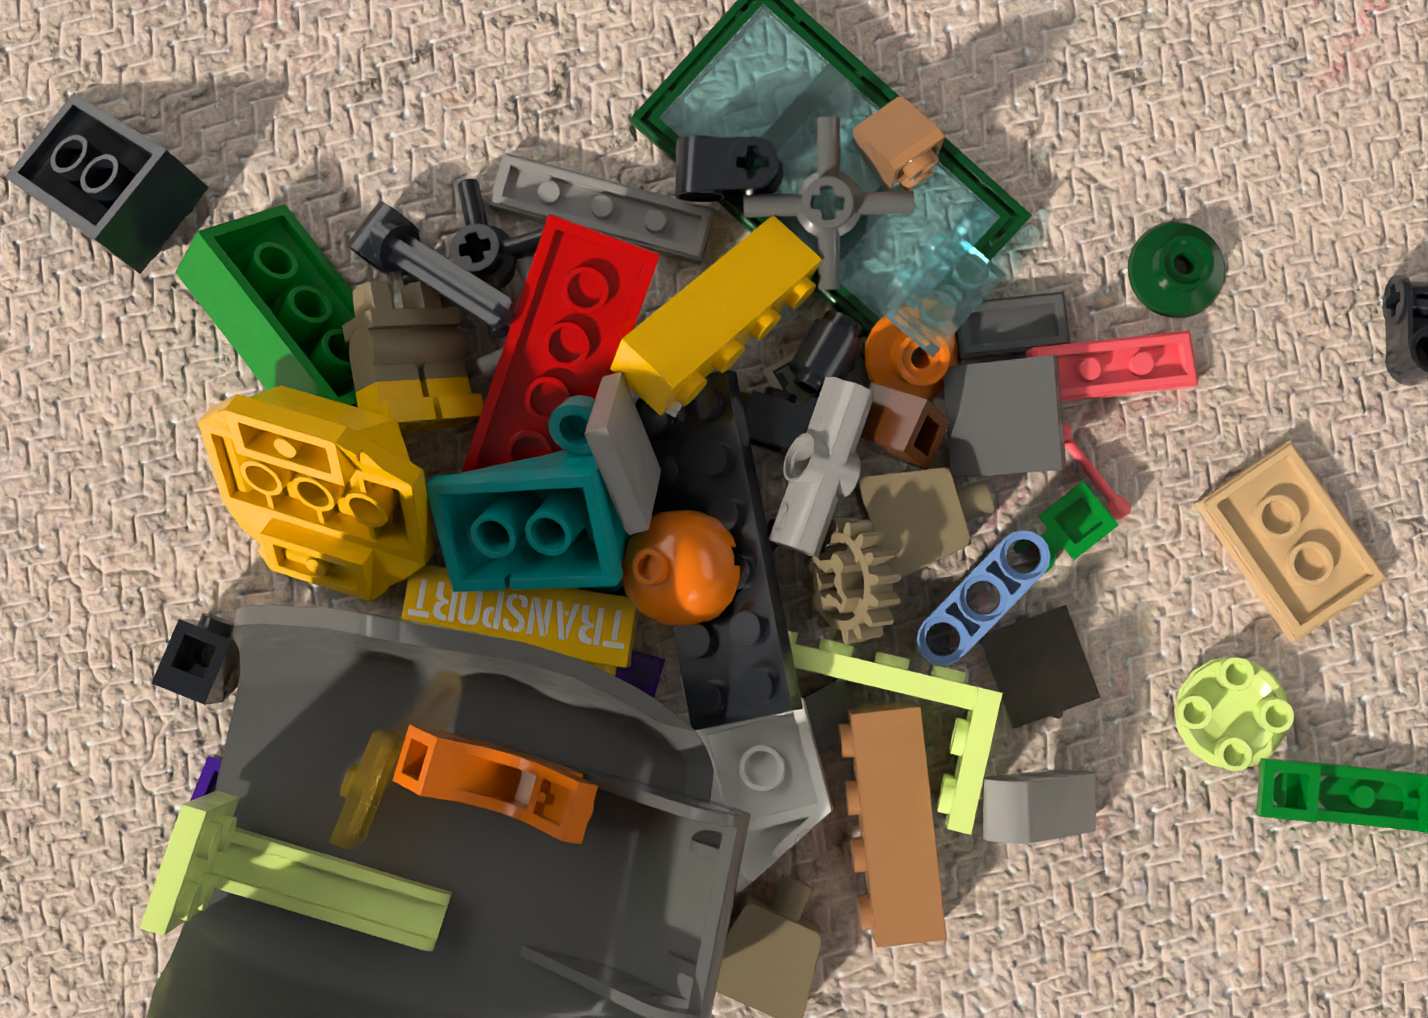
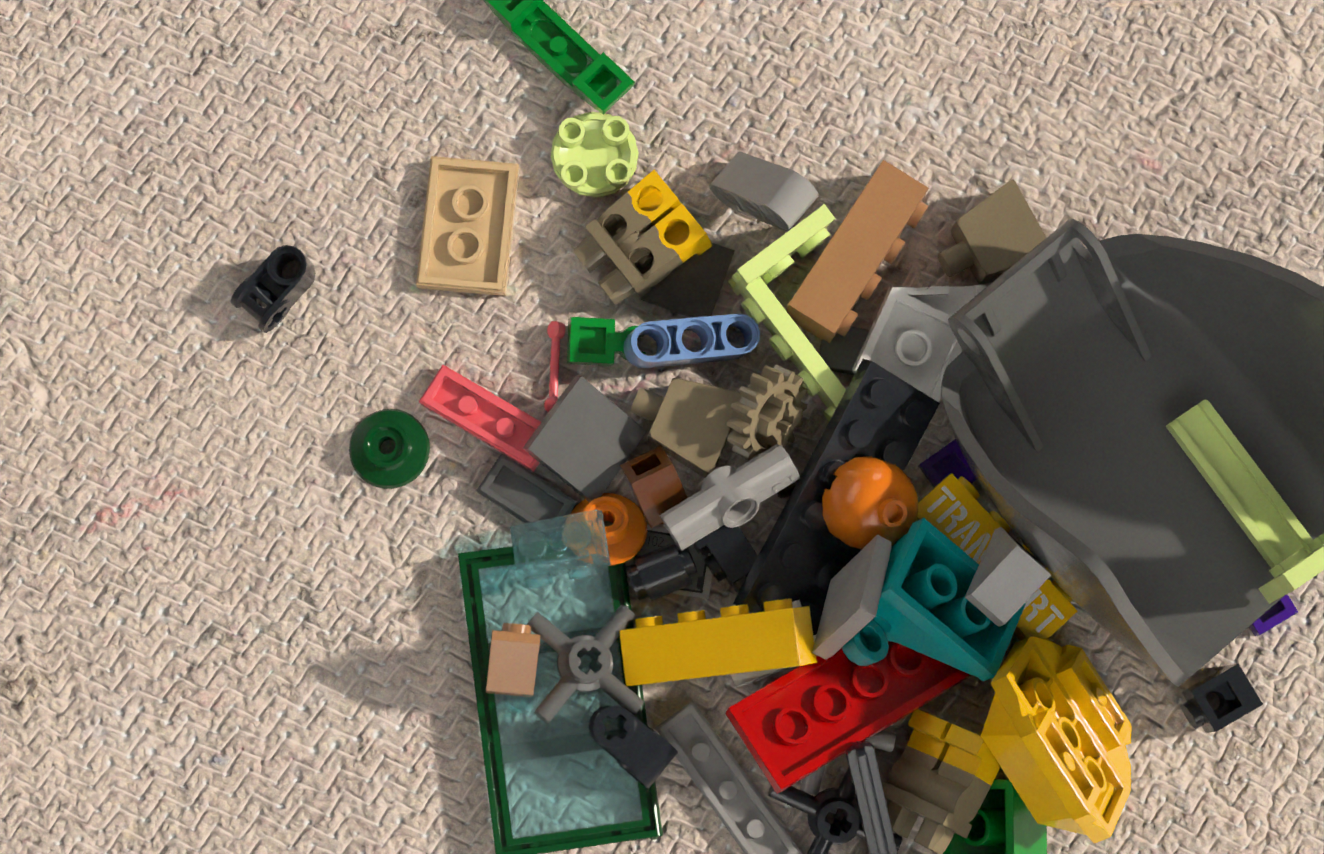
camera: 140 degrees left, 5 degrees down
(365, 787) = (1173, 531): clear yellow plate -> none
(490, 591) = (1005, 578): none -> light grey slope
(496, 779) = (1083, 469): orange arch -> none
(1116, 662) = (644, 237): none -> dark tan hips

